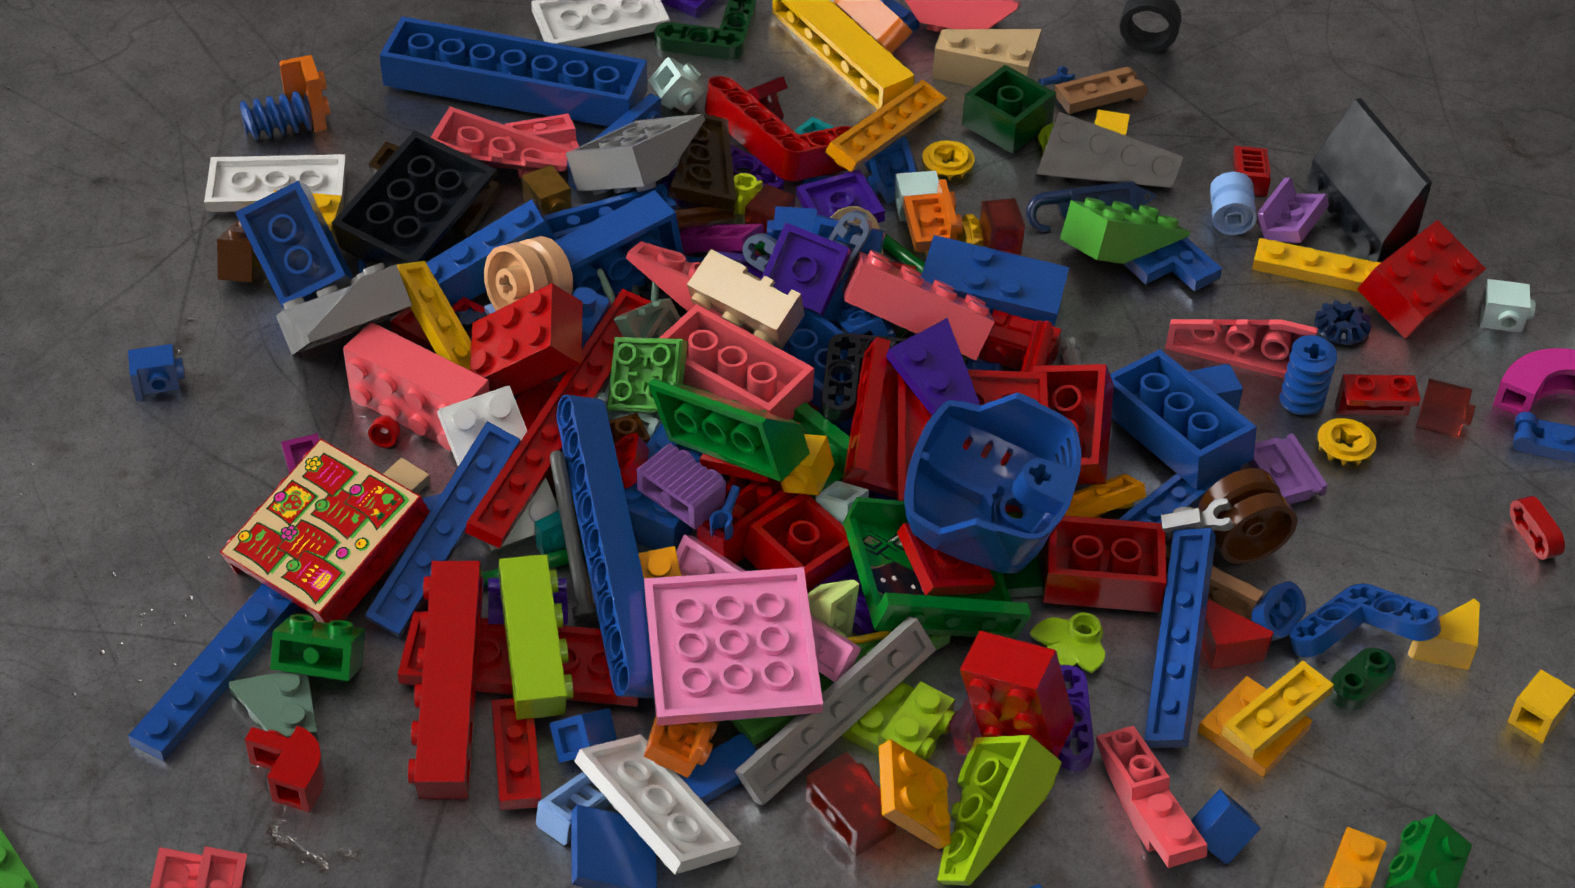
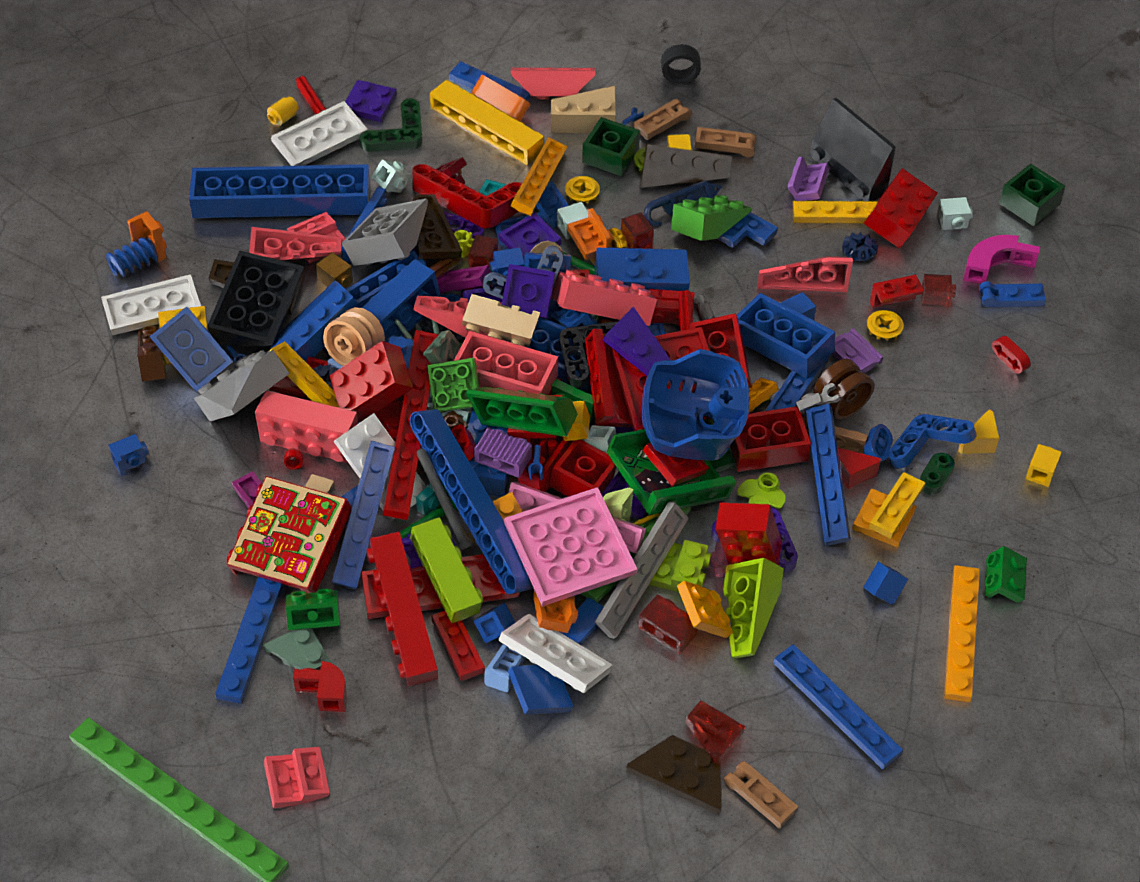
camera: 15 degrees left, 5 degrees up
(1146, 798) = (837, 578): coral slope -> none
(1184, 137) = (726, 141): none -> medium nougat plate
(1233, 203) = (771, 181): light blue wheel -> none
(1254, 164) = (774, 155): red slope -> none
(1308, 375) = (852, 288): blue piece -> none

